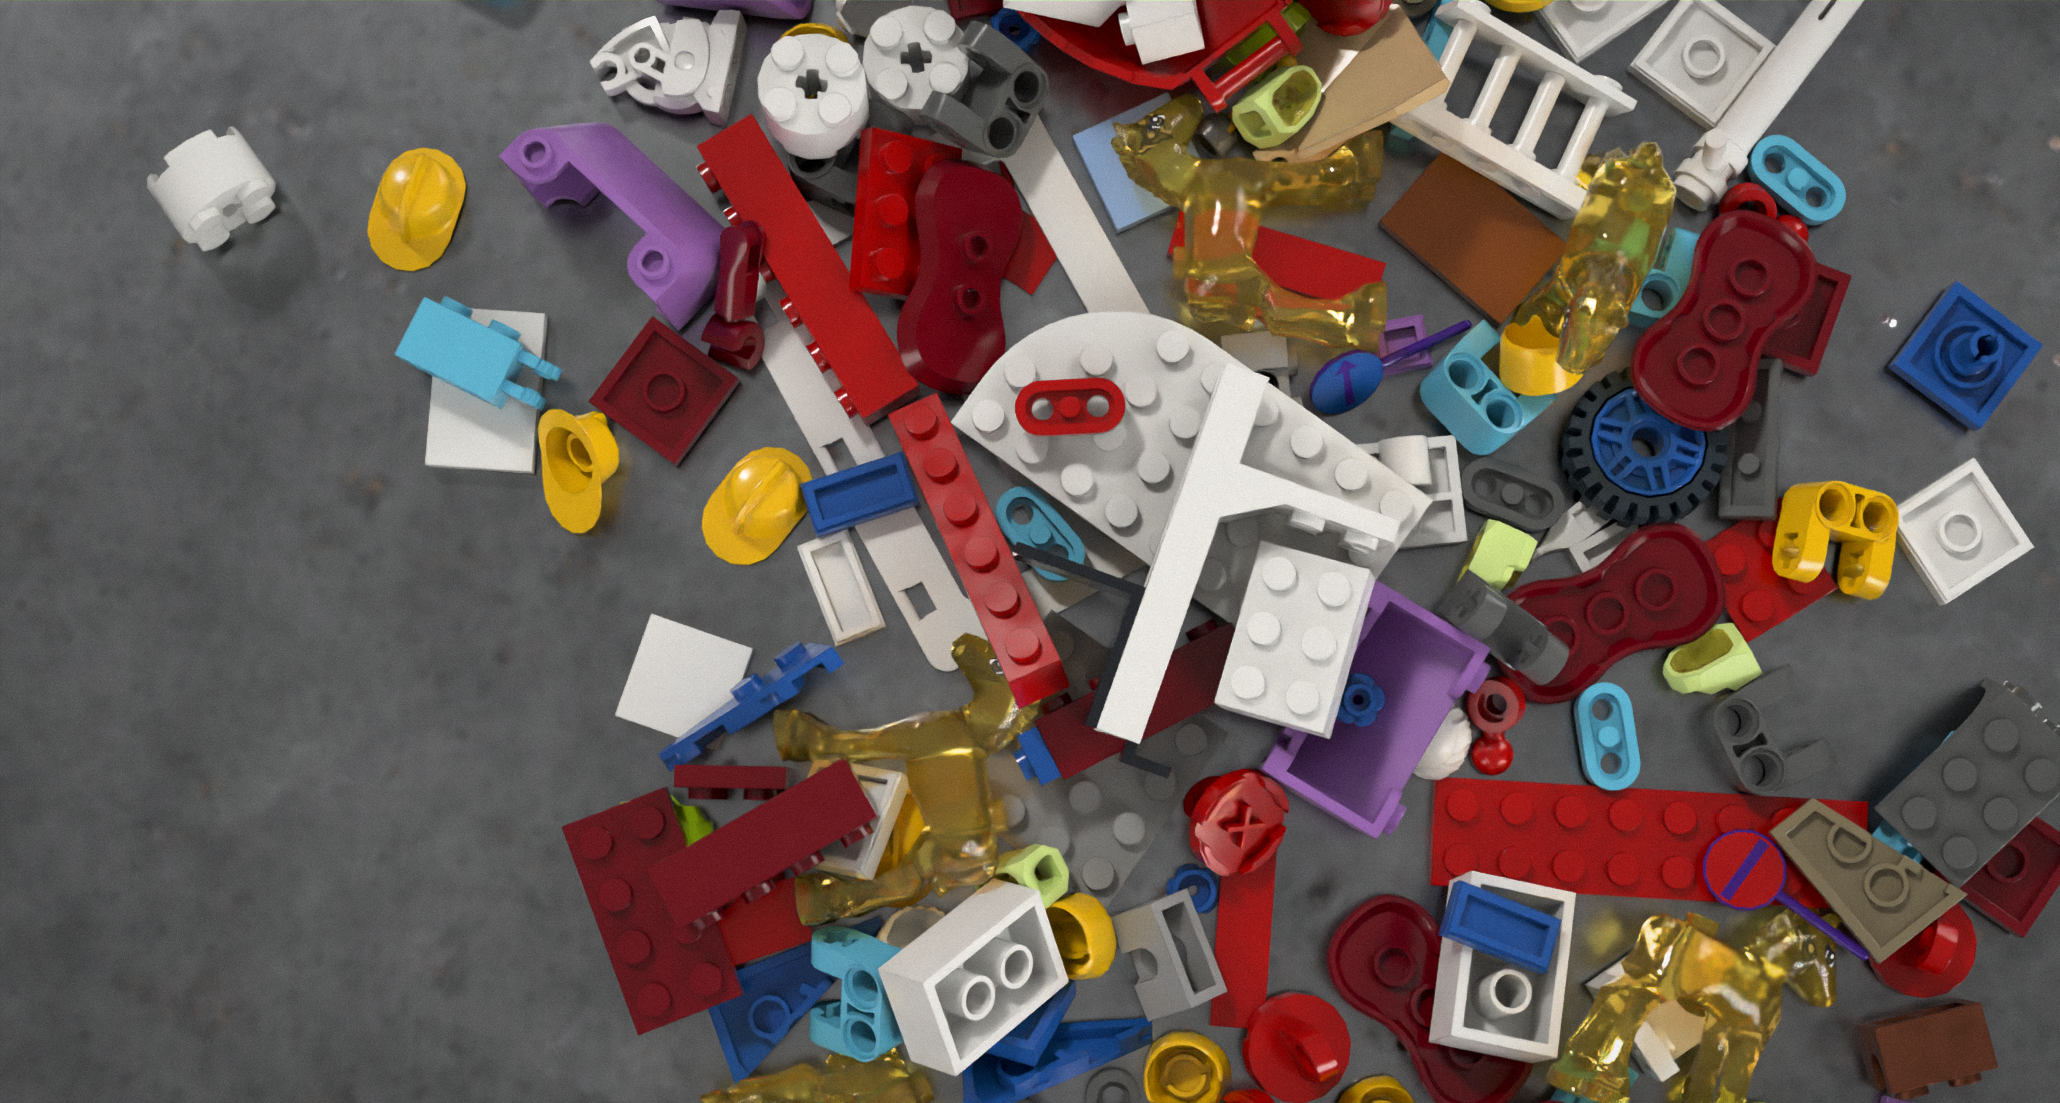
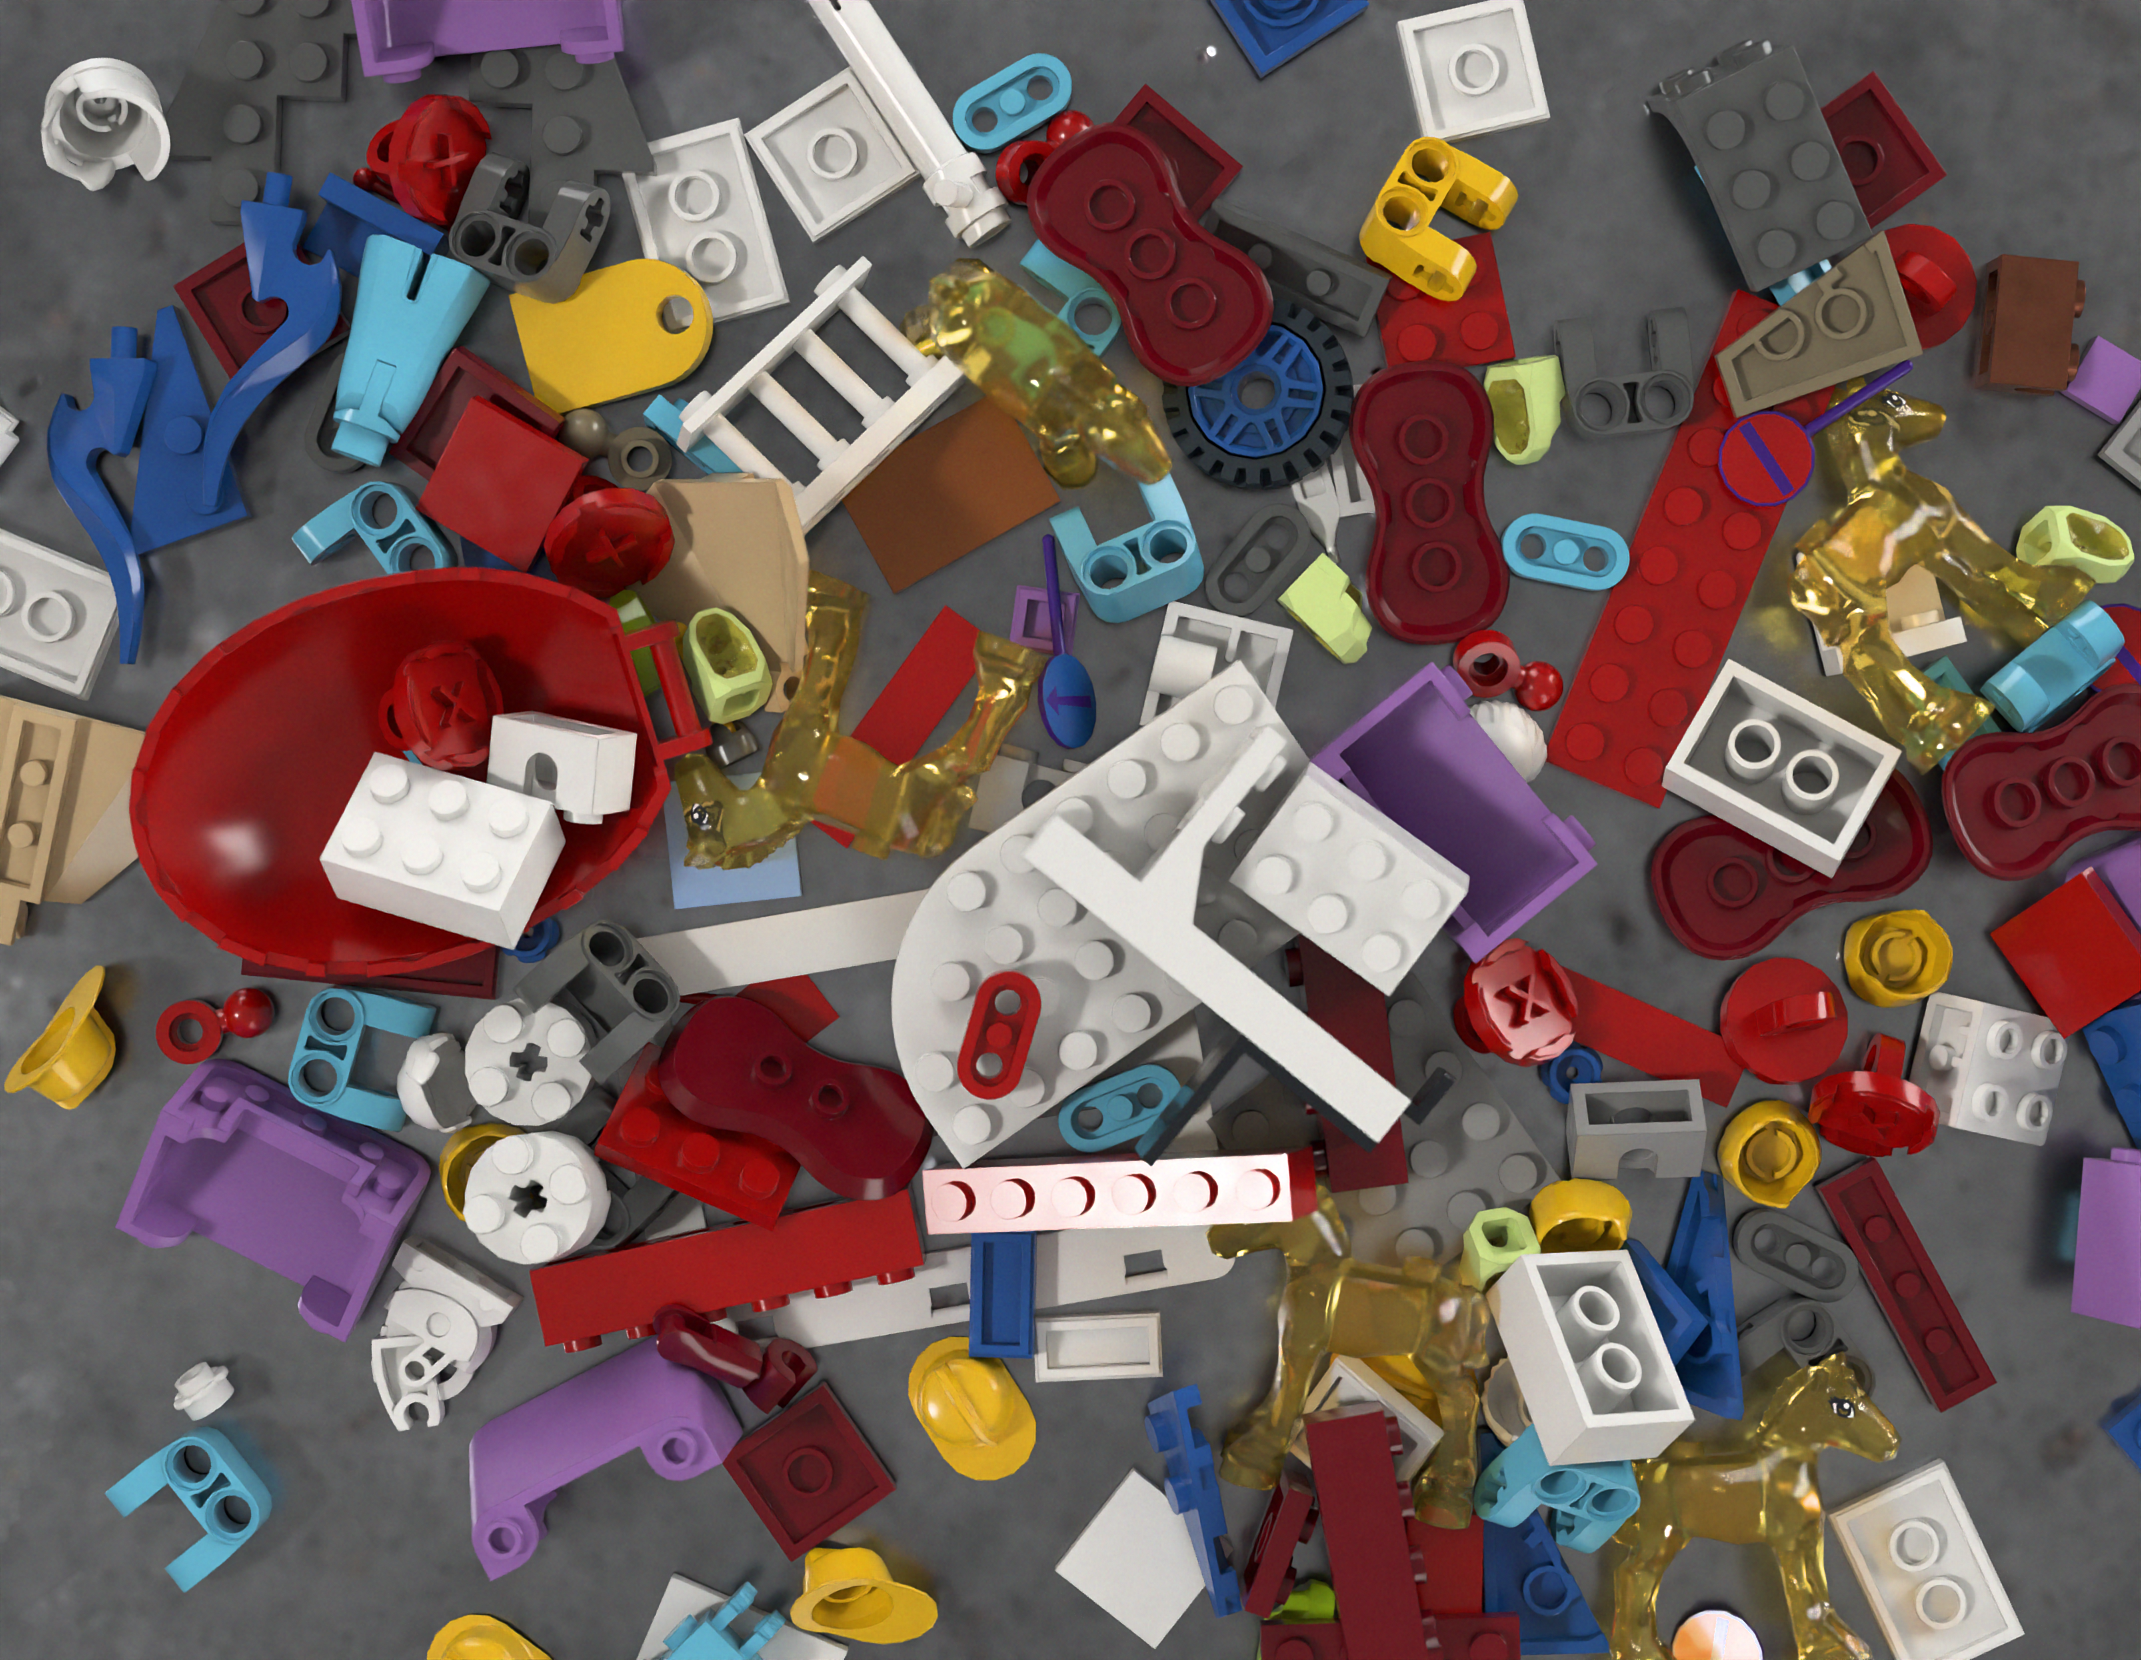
camera: 65 degrees left, 5 degrees up
(1035, 757) = (1371, 1205): blue plate -> none
(1372, 697) = (1433, 803): blue plate -> none
(1500, 927) = (1739, 761): blue tile -> none
(1505, 628) = (1410, 631): dark grey piece -> none
(1529, 361) = (1112, 496): yellow hair -> none

